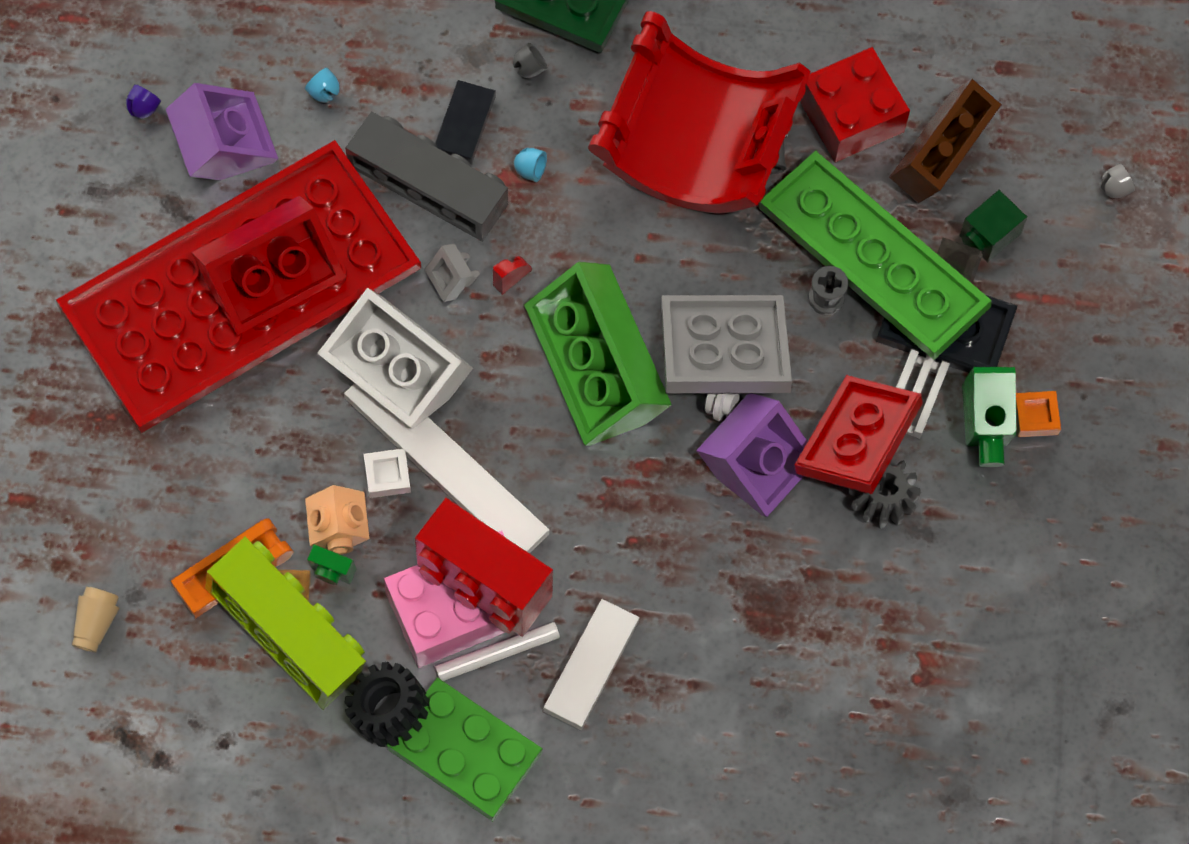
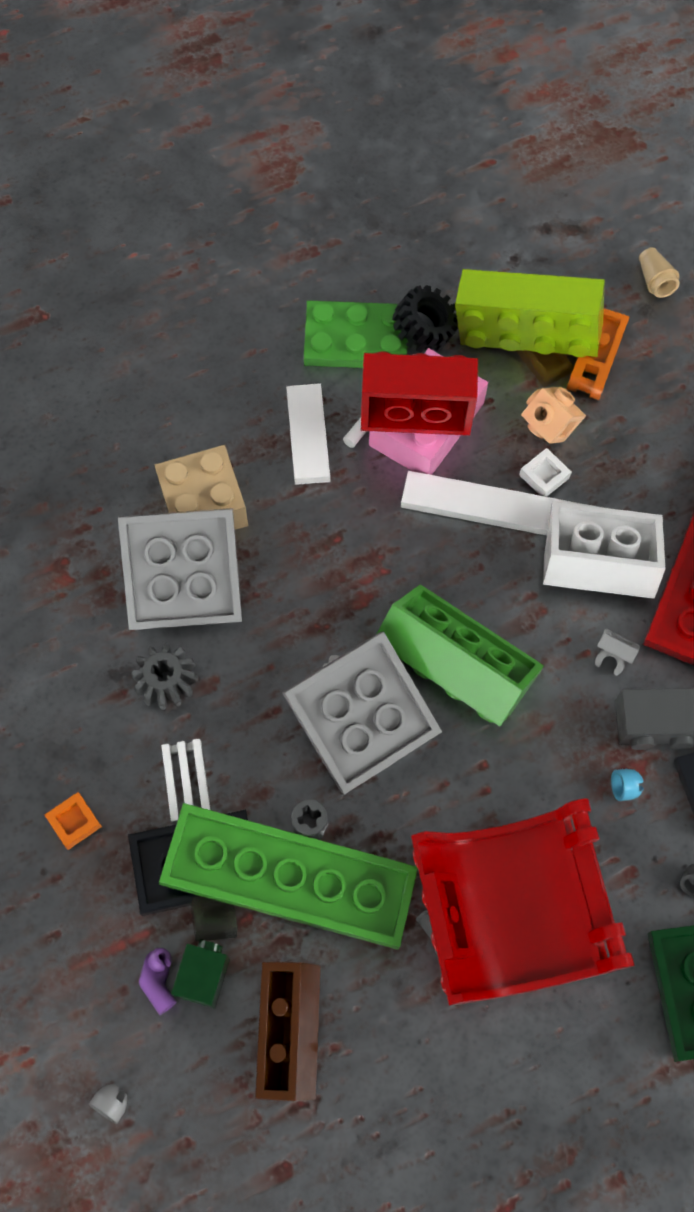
camera: 150 degrees right, 0 degrees up
(331, 566) = (528, 383): green plate -> none
(508, 274) = (574, 672): red tile -> none
(745, 648) = (202, 483): none -> tan brick
(756, 452) = (282, 645): medium lavender slope -> none
(813, 572) = (180, 568): none -> light grey plate
(854, 104) = (395, 1019): red brick -> none
(858, 434) = (209, 703): red tile -> none
(990, 396) = (111, 789): green torso -> none
(1034, 250) = (154, 977): none -> medium lavender arm

